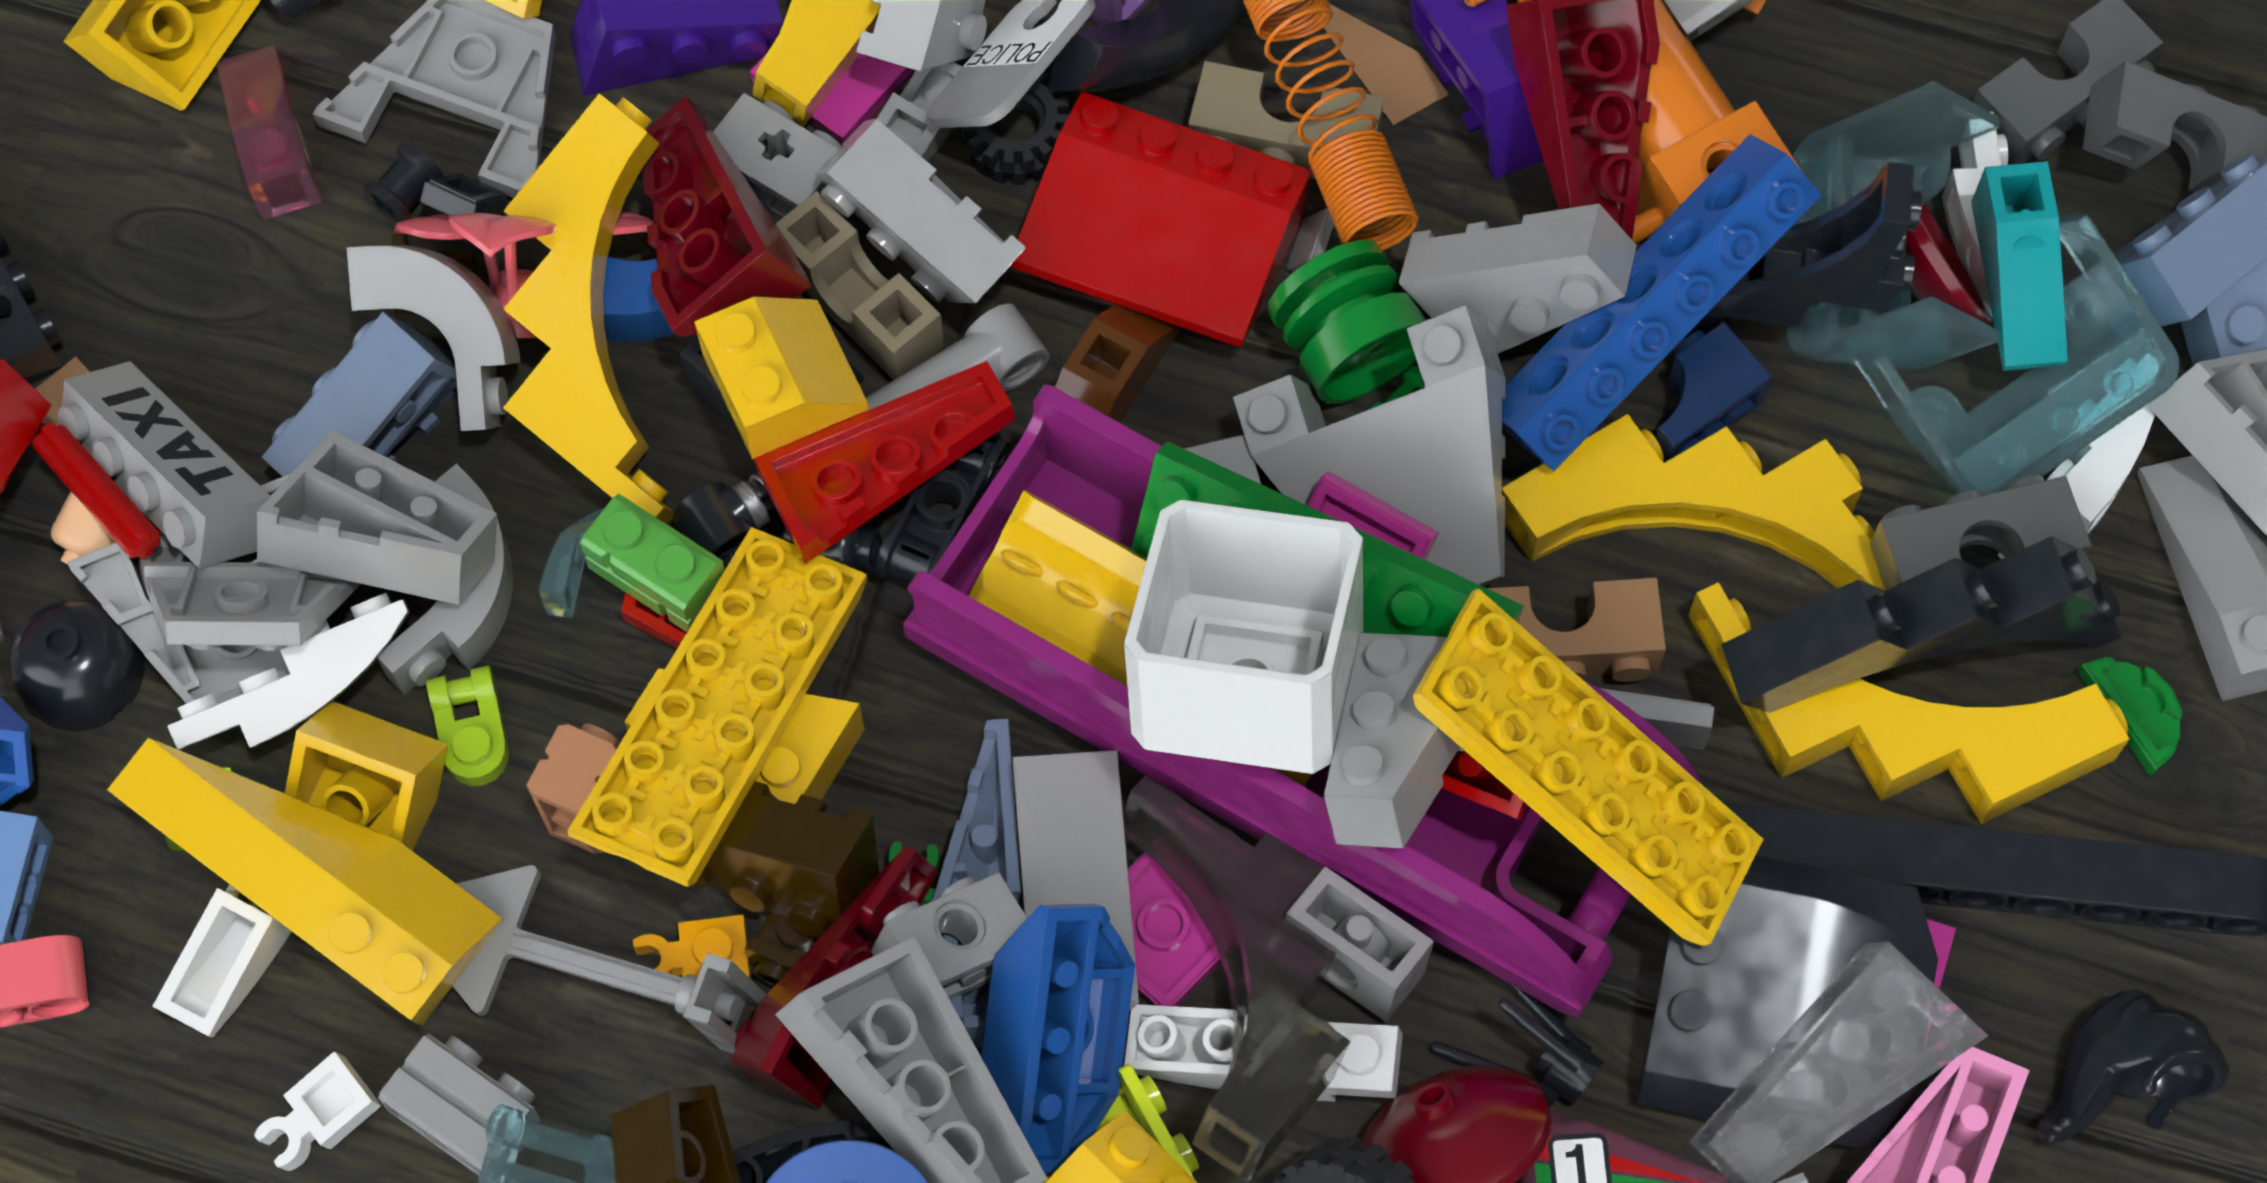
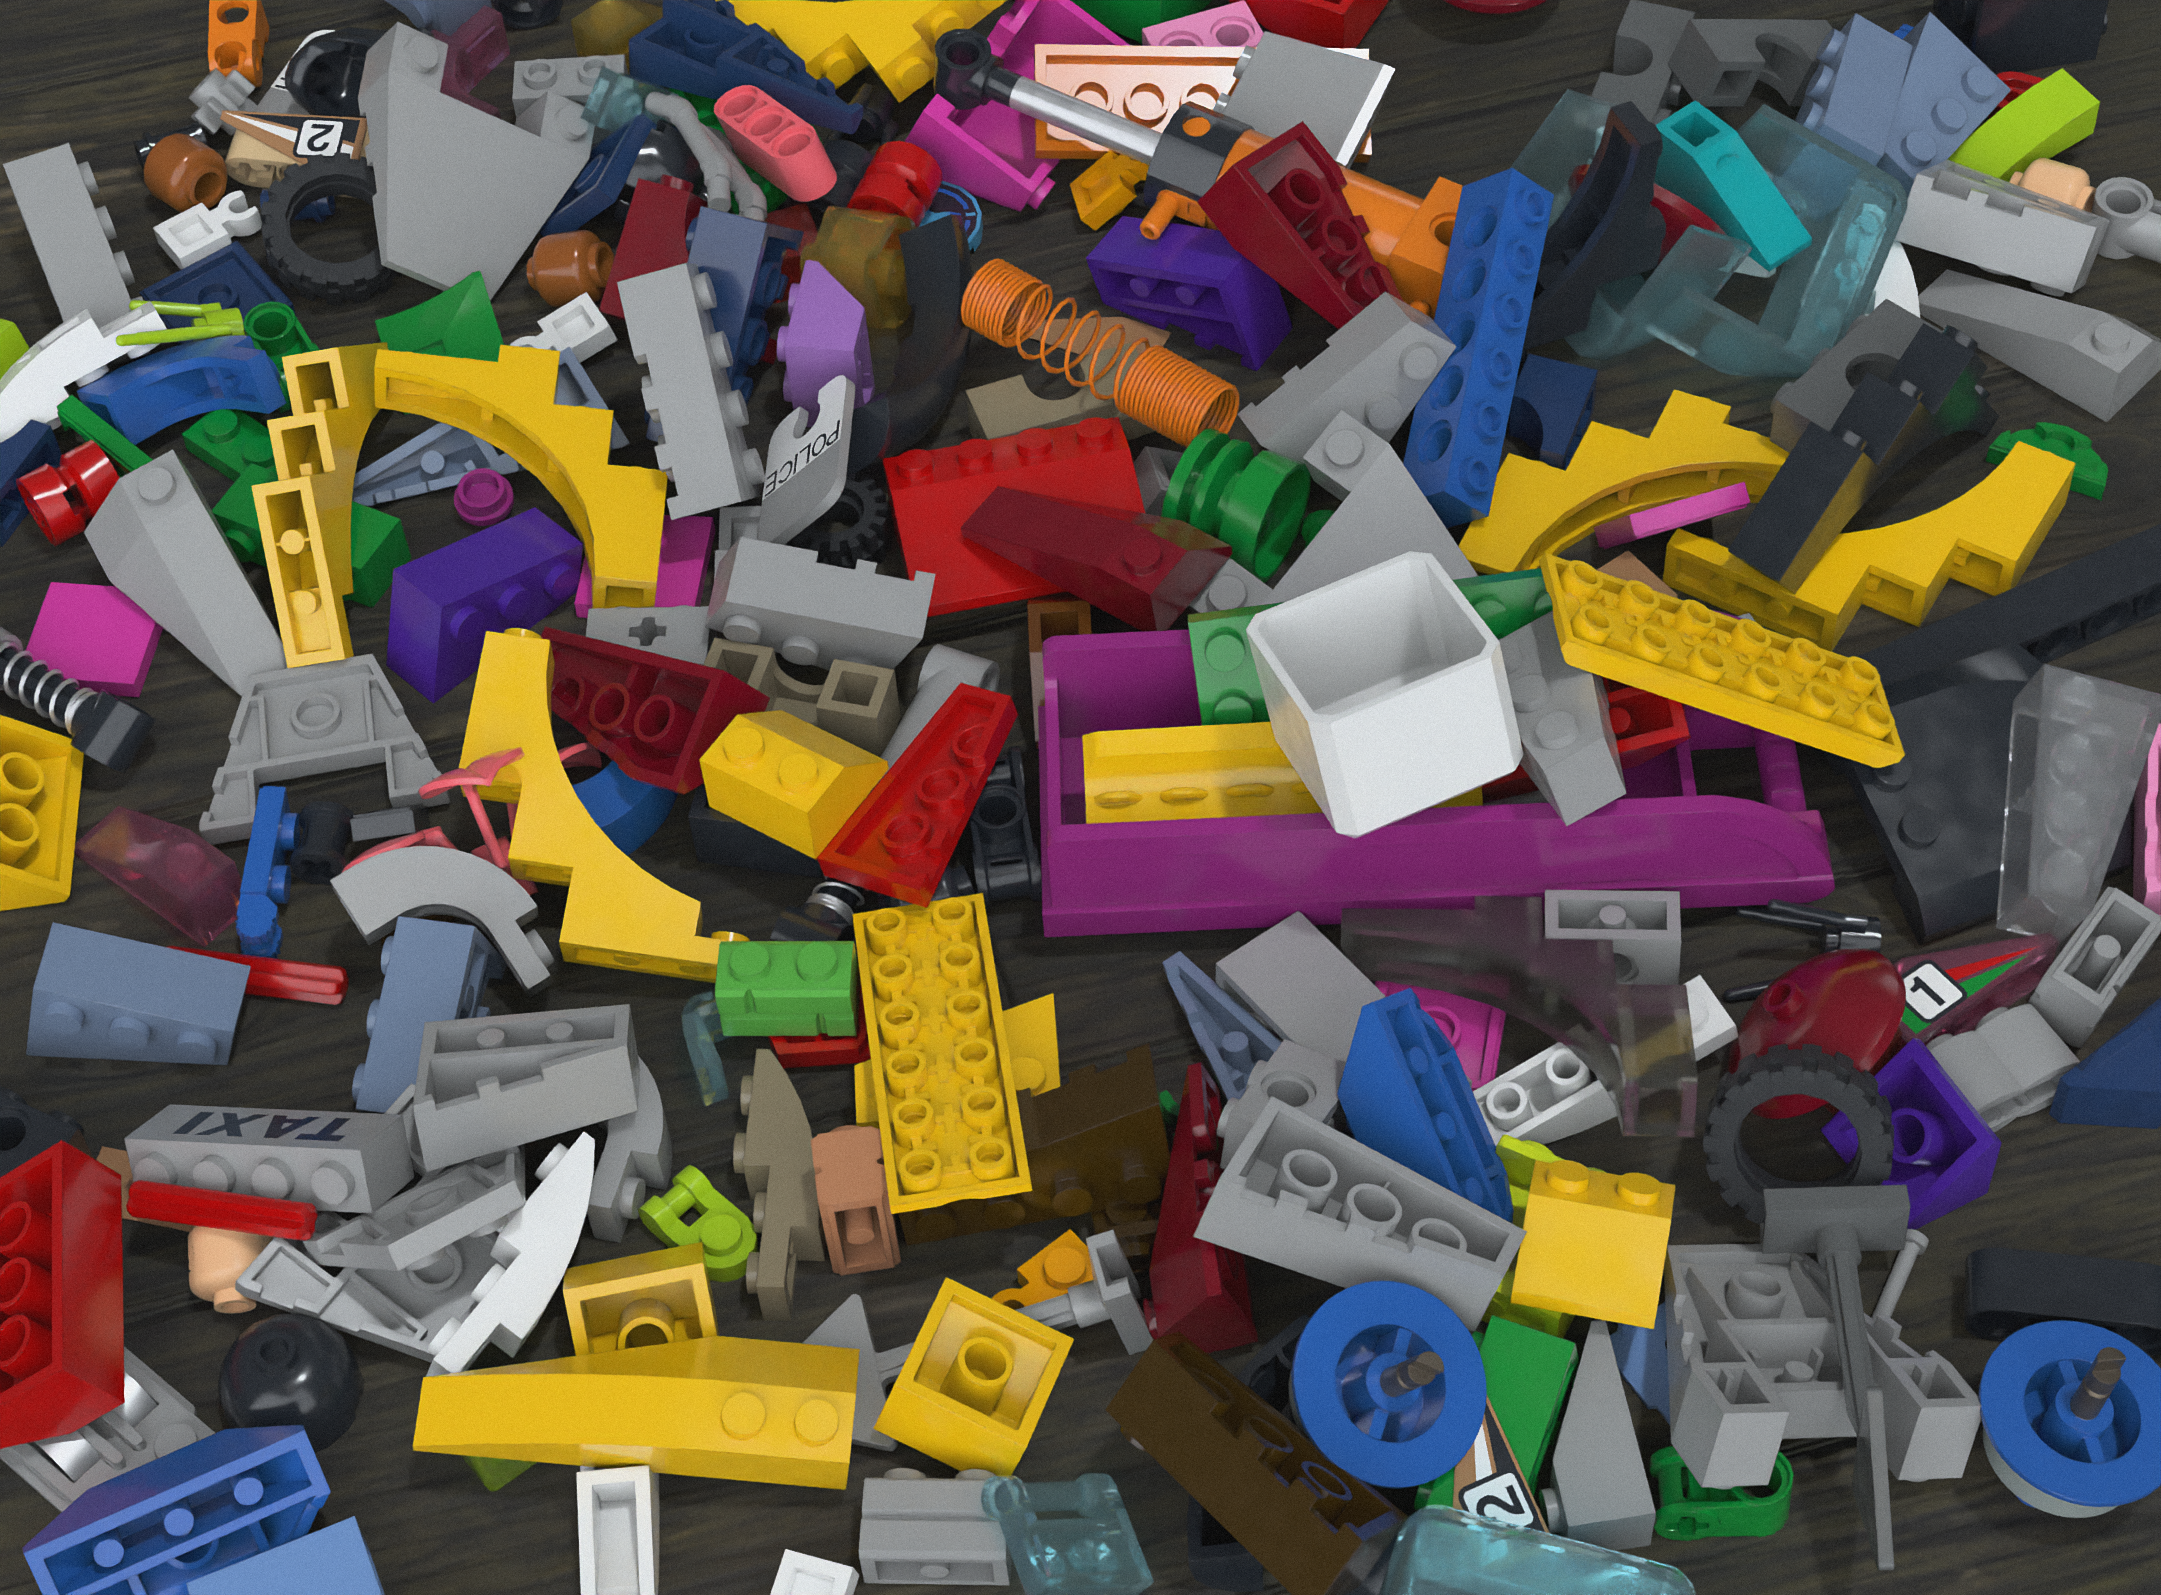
camera: 30 degrees left, 15 degrees down
(163, 248) = (133, 1001): none -> sand blue wedge
(277, 273) = (287, 977): none -> red axle
(338, 188) = (265, 875): none -> blue hinge
(562, 692) = (781, 1182): none -> dark tan slope
(563, 1006) = (974, 1382): none -> yellow slope
(1194, 317) = (1111, 557): none -> dark red wedge
(1725, 566) = (1672, 515): none -> dark pink tile

